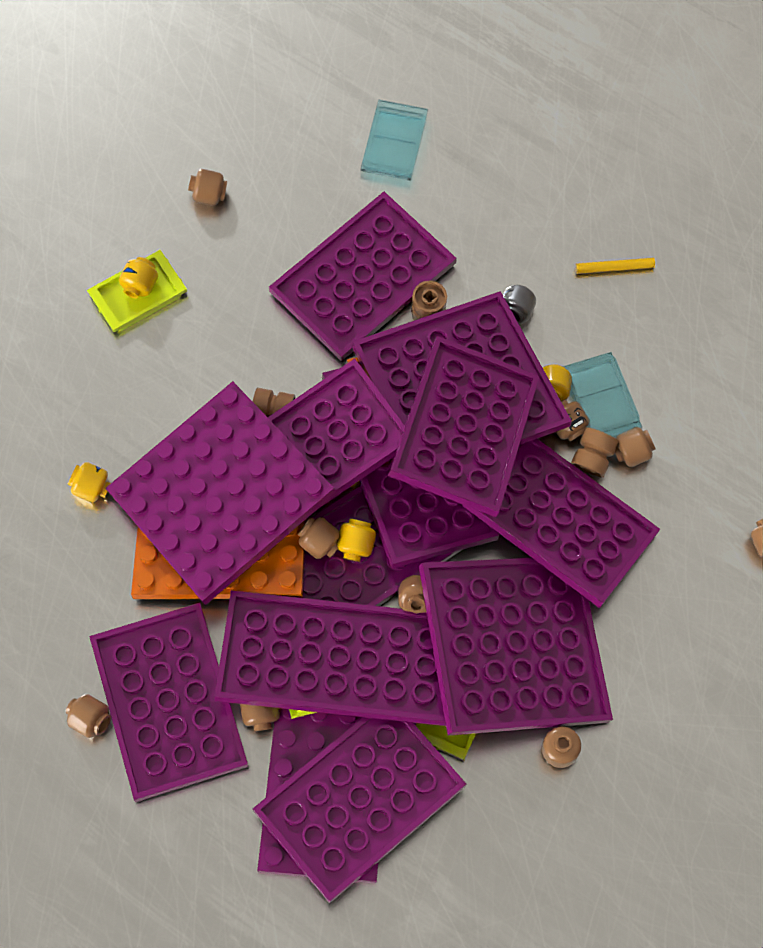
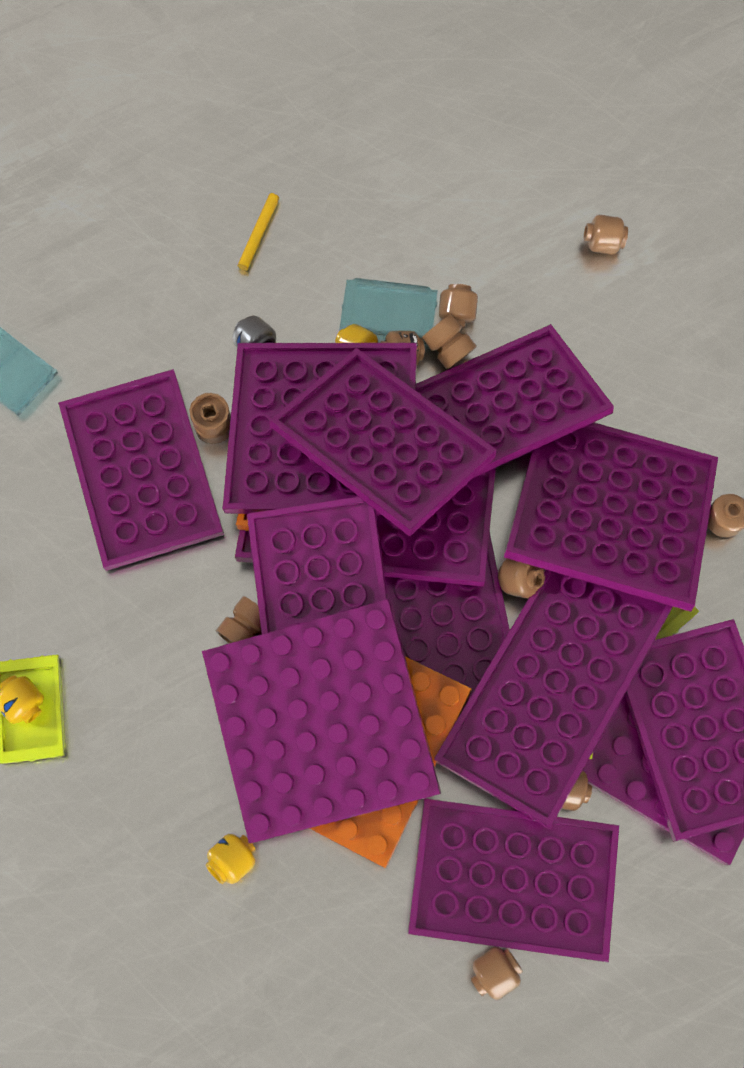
camera: 65 degrees left, 5 degrees up
(319, 537) = (420, 642): medium nougat head -> none
(356, 539) = (436, 607): yellow head -> none

